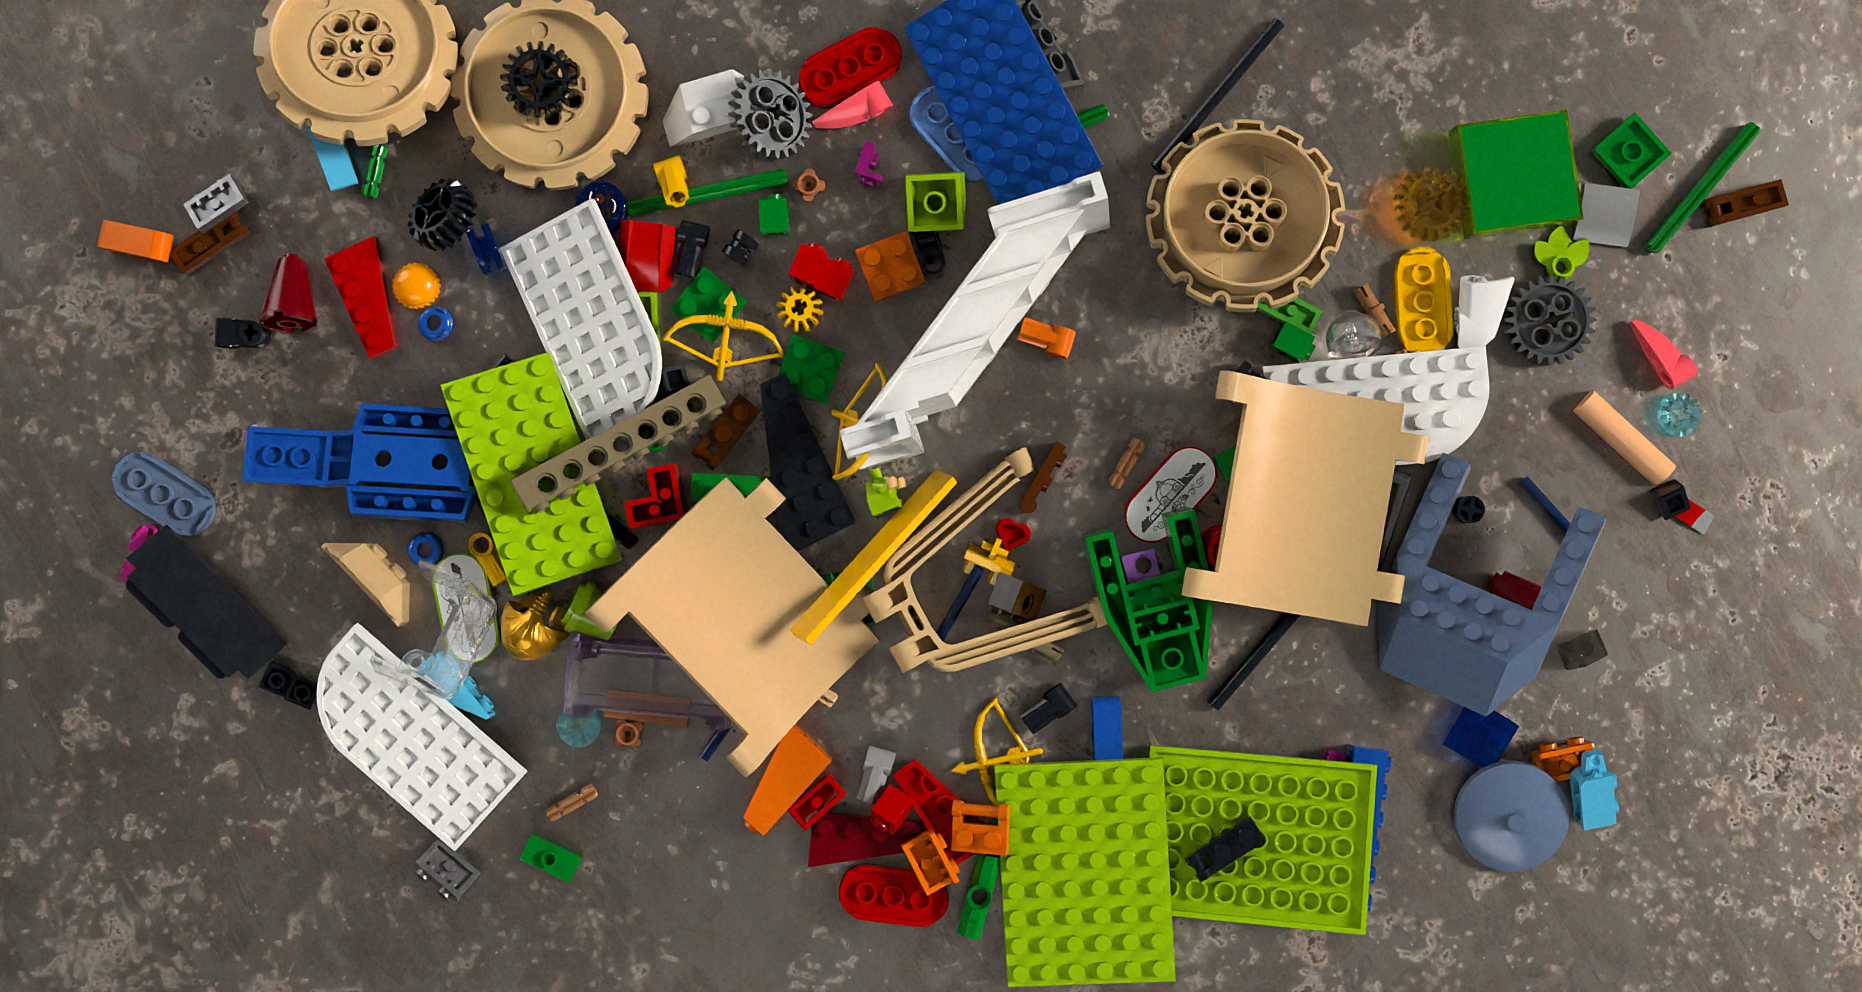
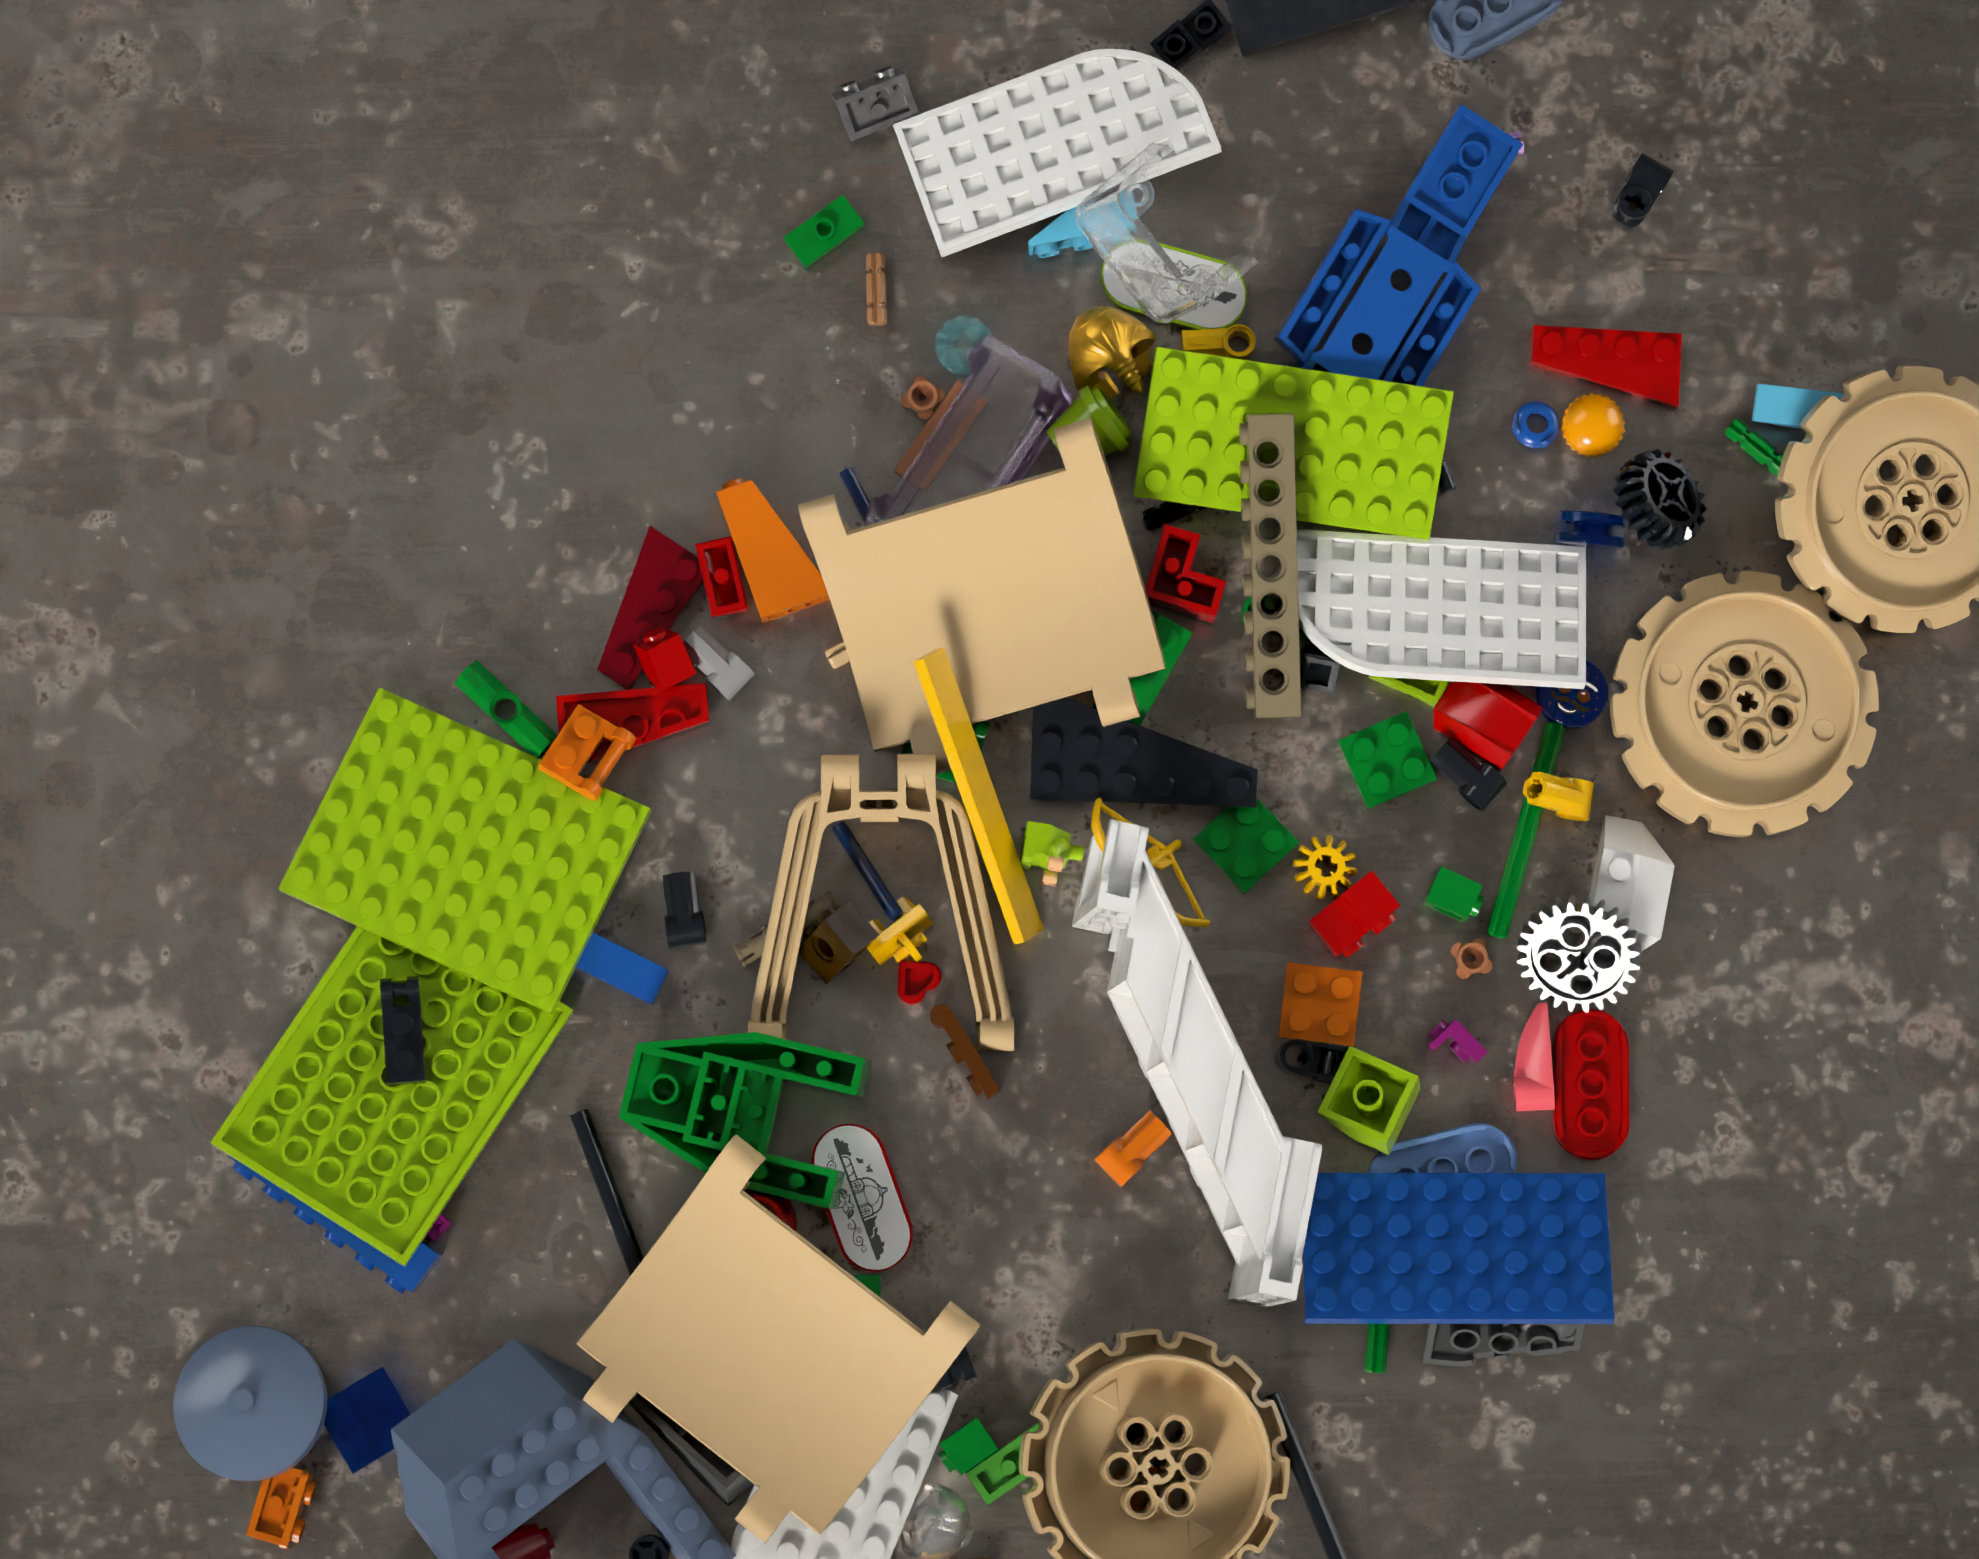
camera: 110 degrees right, 5 degrees down
(135, 241) = (1815, 124): orange beam -> none
(204, 246) = (1771, 208): reddish brown plate -> none
(216, 203) = (1812, 242): flat silver bracket -> none
(289, 298) = (1654, 269): dark red cone -> none
(375, 576) = (1267, 199): tan wedge -> none
(433, 540) = (1274, 288): blue piece -> none
(526, 77) = (1775, 667): black gear -> none
(723, 352) = (1320, 747): yellow piece -> none
(727, 431) = (1222, 703): reddish brown plate -> none
(735, 252) = (1433, 826): black wheel -> none
(890, 896) = (561, 609): red tile -> none
(930, 861) = (579, 671): orange bracket -> none
(1013, 755) = (648, 838): yellow piece -> none
(1126, 463) = (928, 1164): medium nougat axle -> none
(1128, 565) = (791, 1097): medium lavender brick -> none
(1593, 792) = (224, 1517): medium azure hinge -> none

